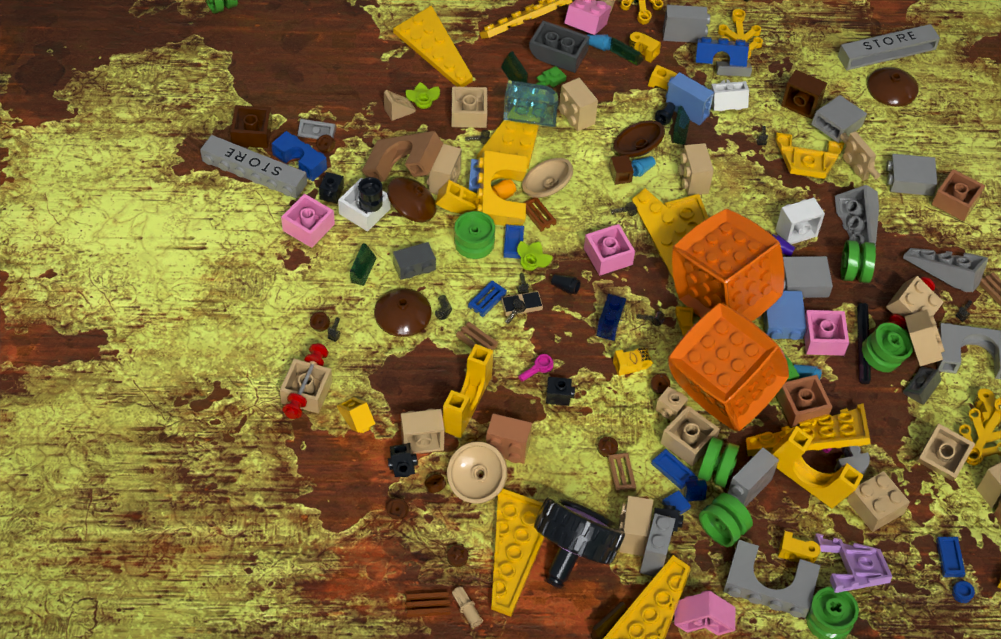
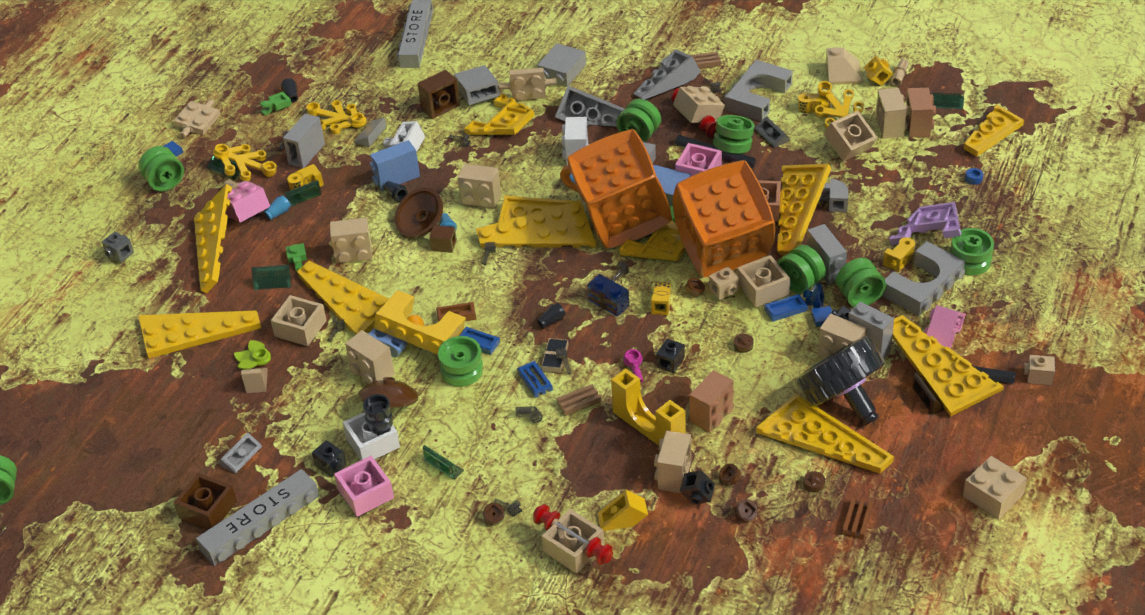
camera: 60 degrees left, 10 degrees down
(290, 147) = (252, 478): blue arch -> none
(325, 143) = (266, 449): reddish brown tile -> none
(386, 152) = (315, 394): medium nougat arch -> none
(402, 319) = (515, 447): reddish brown dish -> none
(414, 260) = (464, 416): dark grey brick -> none
(456, 198) = (407, 362): yellow slope -> none
(465, 468) = (747, 428): tan dish -> none
(467, 607) = (872, 488): tan axle -> none
(523, 288) = (538, 348): clear smoke hand -> none
(530, 104) = (334, 268): clear light blue brick -> none
(534, 255) = (508, 332): lime plate -> none
(547, 178) = (423, 280): tan dish -> none
(559, 46) = (269, 232): dark grey brick -> none
(609, 249) = (533, 272): bright pink brick -> none
(624, 487) = (774, 342): medium nougat tile -> none
(661, 77) = (355, 177): yellow leg -> none
(681, 127) = (410, 183): clear green slope -> none
(736, 50) = (344, 136): blue arch -> none
(826, 487) = (852, 214): yellow arch -> none
(878, 501) = (876, 191): tan brick -> none
(892, 86) = (457, 47): reddish brown dish -> none
(925, 337) = (740, 103): tan brick -> none
(950, 557) = (940, 172): blue tile -> none
(958, 195) = (601, 45): nougat brick -> none

